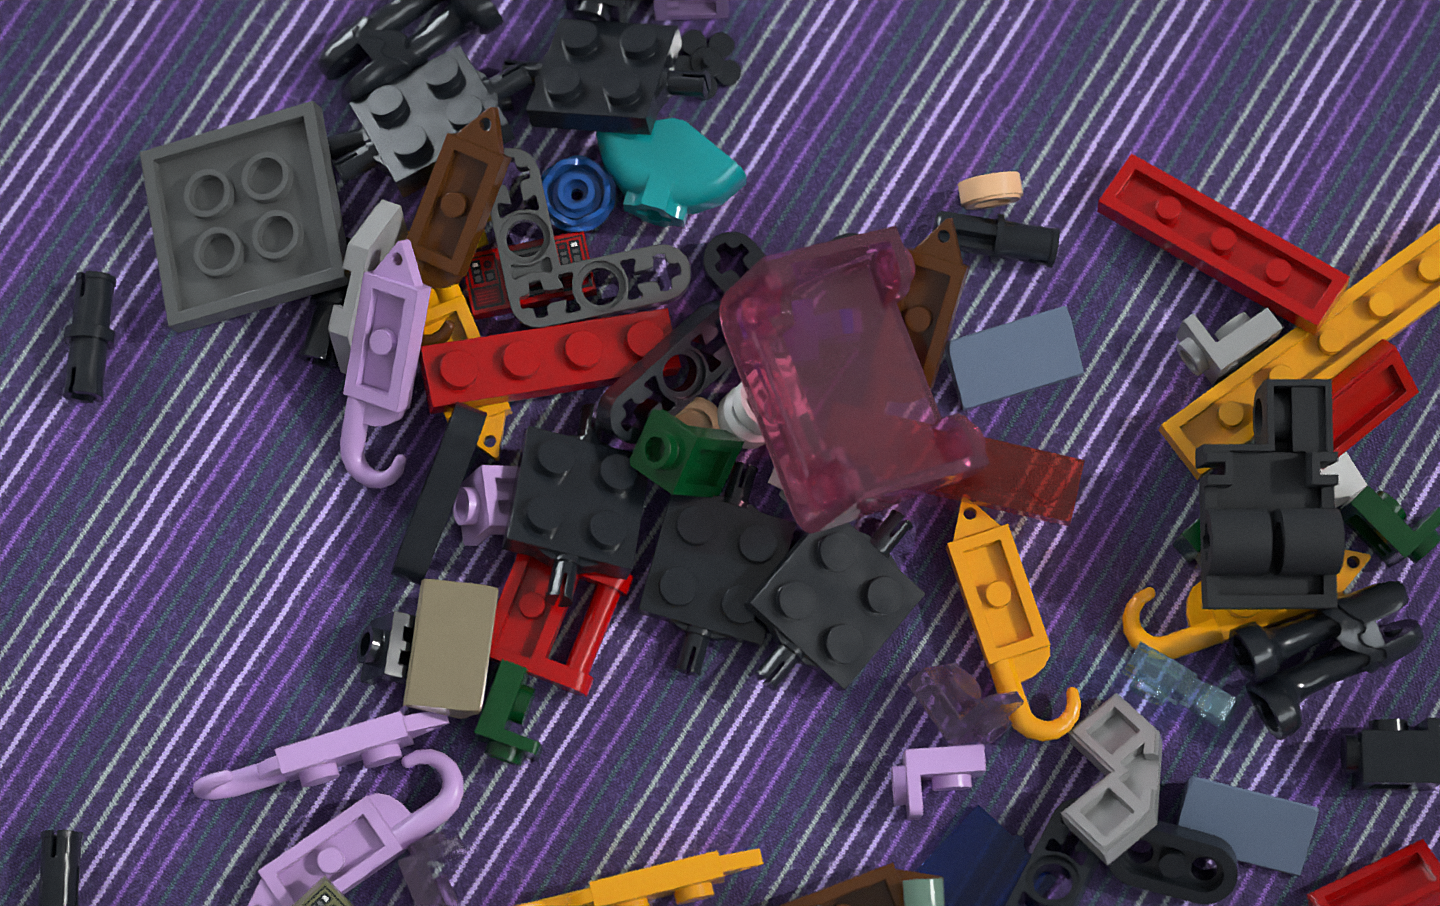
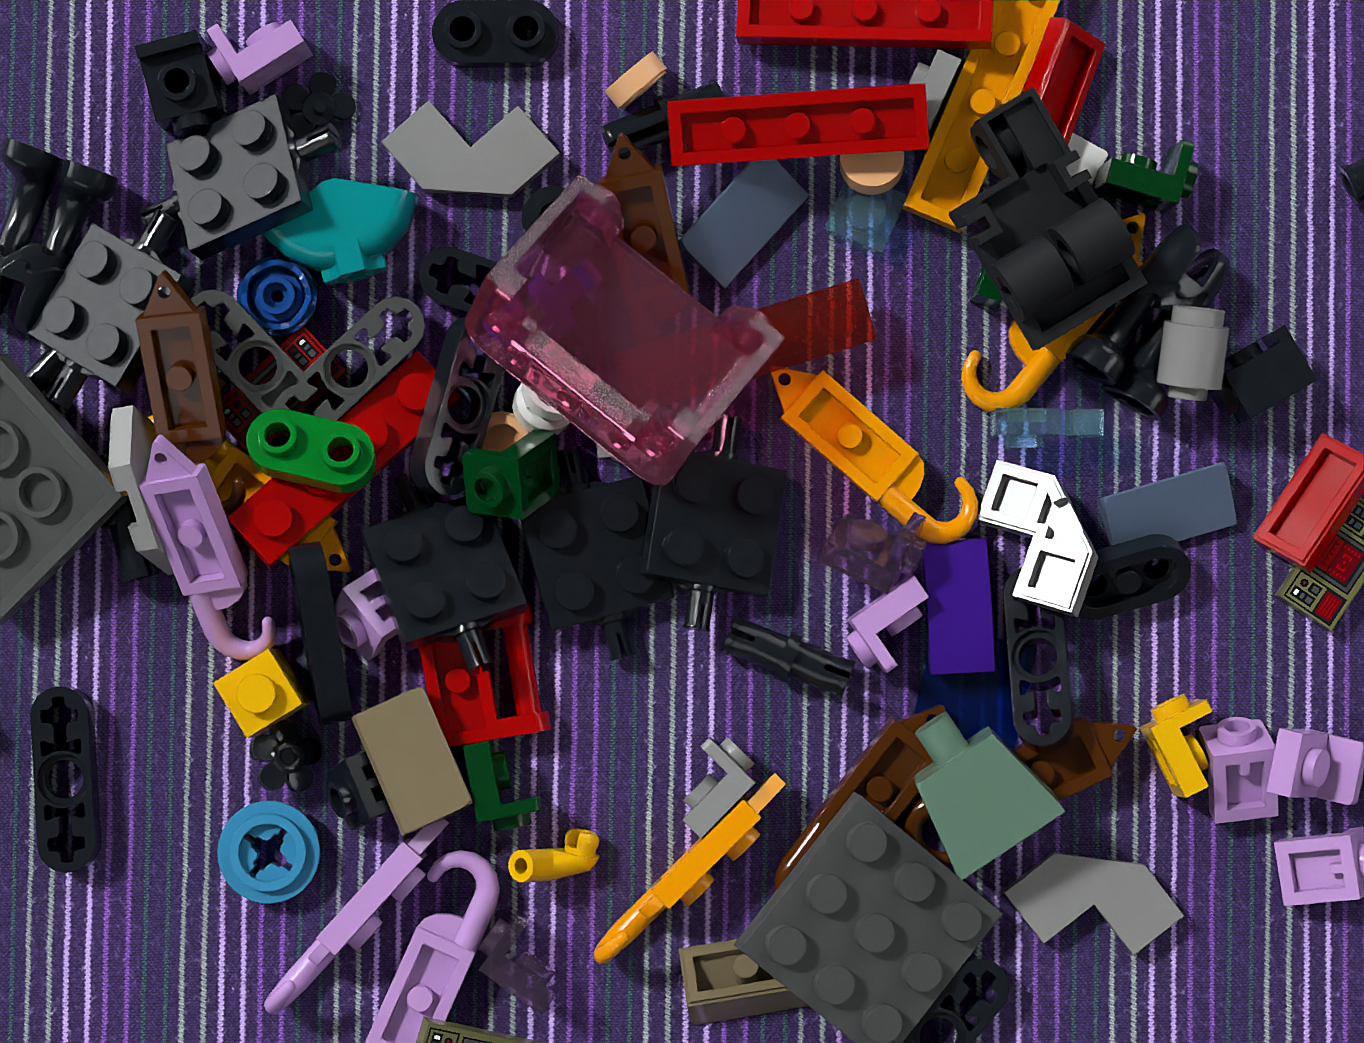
camera: 30 degrees left, 10 degrees up
(111, 528) = (82, 825): none -> black beam
(252, 647) = (238, 854): none -> dark azure gear
(343, 584) = (285, 757): none -> black plant
(359, 516) = (262, 692): none -> yellow brick
(518, 814) = (556, 863): none -> yellow arm
(522, 330) = (308, 451): none -> green plate
(693, 837) = (714, 798): none -> light grey bracket
(828, 193) = (493, 166): none -> light grey tile
(832, 755) = (788, 656): none -> black pin
(890, 88) = (494, 35): none -> black plate
(1007, 799) = (958, 607): none -> dark purple slope
(1109, 300) = (798, 124): none -> red plate
(1131, 411) = (867, 218): none -> clear light blue plate
(1155, 370) = (872, 171): none -> light nougat tile
(1344, 692) = (1193, 352): none -> light grey brick

